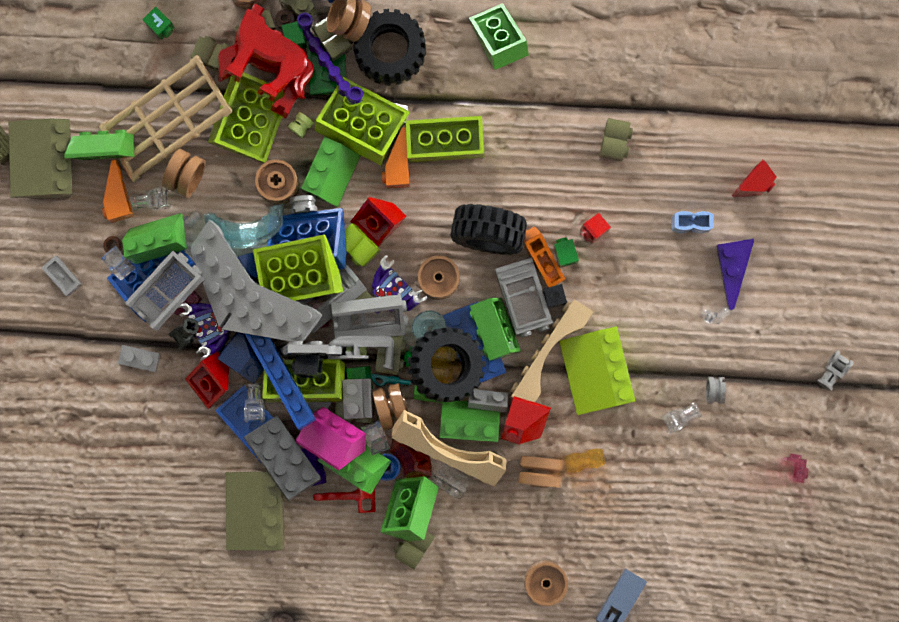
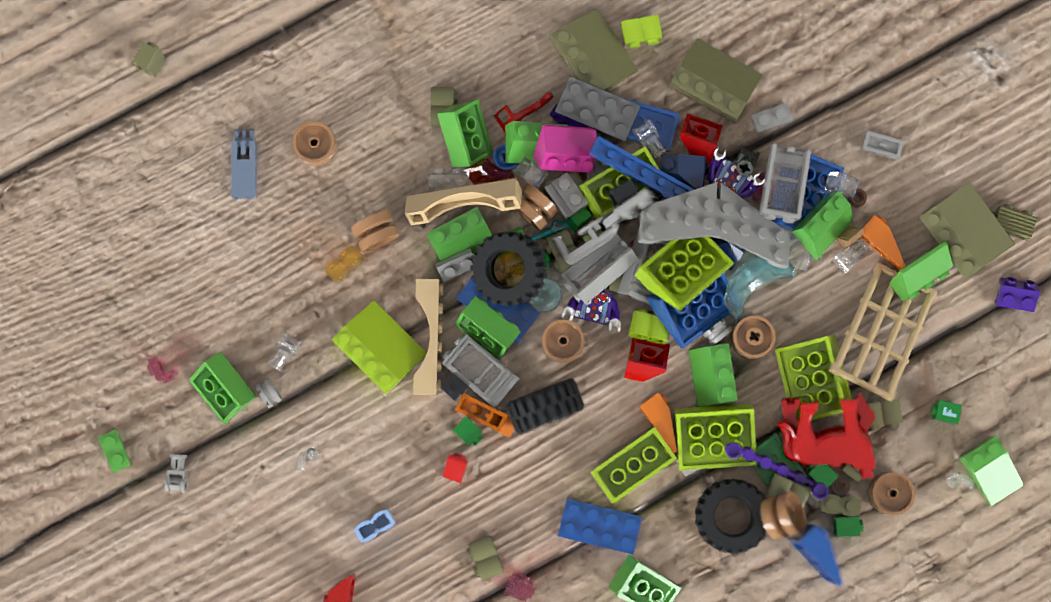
camera: 150 degrees right, 0 degrees up
(34, 82) = (1017, 294): none -> dark purple bracket
(140, 214) = (849, 236): none -> medium nougat slope
(165, 421) = (715, 80): none -> olive slope
(183, 173) = (837, 294): medium nougat wheel -> none
(200, 504) = (641, 31): none -> lime brick
(300, 124) = (766, 400): yellowish green wheel -> none
(504, 108) = (599, 526): none -> blue plate
(525, 421) = (414, 265): red slope -> none
(602, 98) = (520, 587): none -> clear pink brick
(733, 264) = (319, 515): dark purple wing -> none
(752, 419) = (222, 387): none -> bright green slope
(876, 423) = (114, 451): none -> bright green plate

